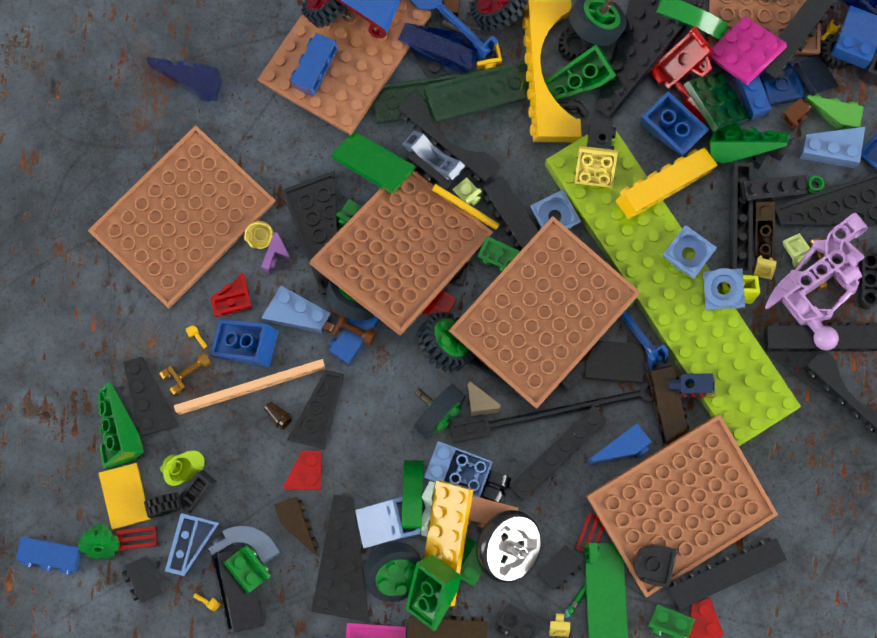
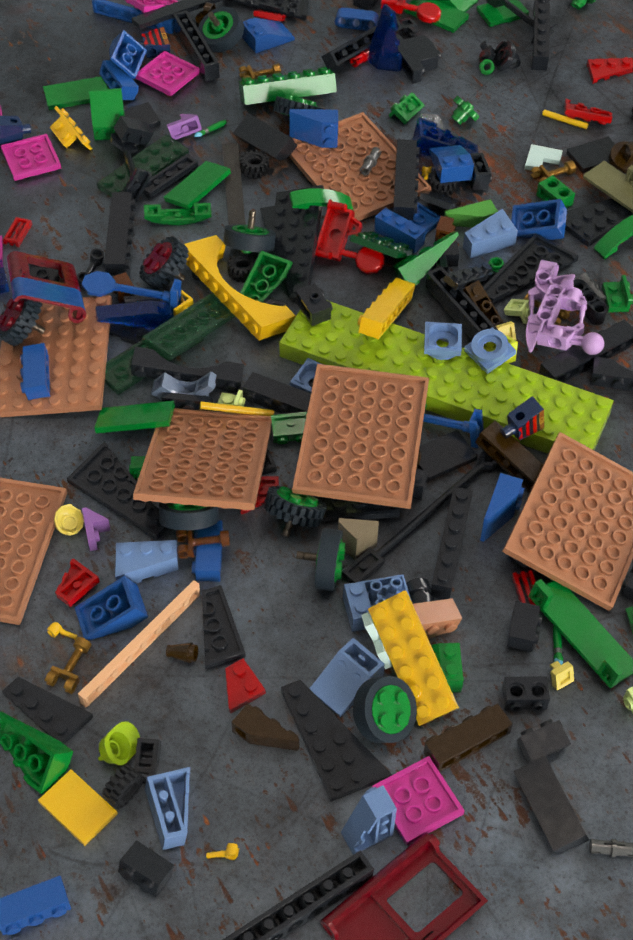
camera: 35 degrees left, 25 degrees down
(98, 542) = (79, 860): green plant -> none
(137, 530) = (108, 832): red tile -> none
(239, 608) = (247, 822): black brick -> none
(247, 535) = (226, 767): sand blue arch -> none
(247, 568) = (245, 791): green bracket -> none
(412, 494) = (355, 636): green slope -> none
(432, 591) = (432, 701): green slope -> none
(519, 557) = (476, 624): wheel -> none
(595, 166) = (324, 319): light yellow tile -> none
(655, 564) = (600, 575): black tile -> none
(673, 124) = (359, 274): blue slope -> none
(746, 50) = (379, 202): dark pink plate -> none

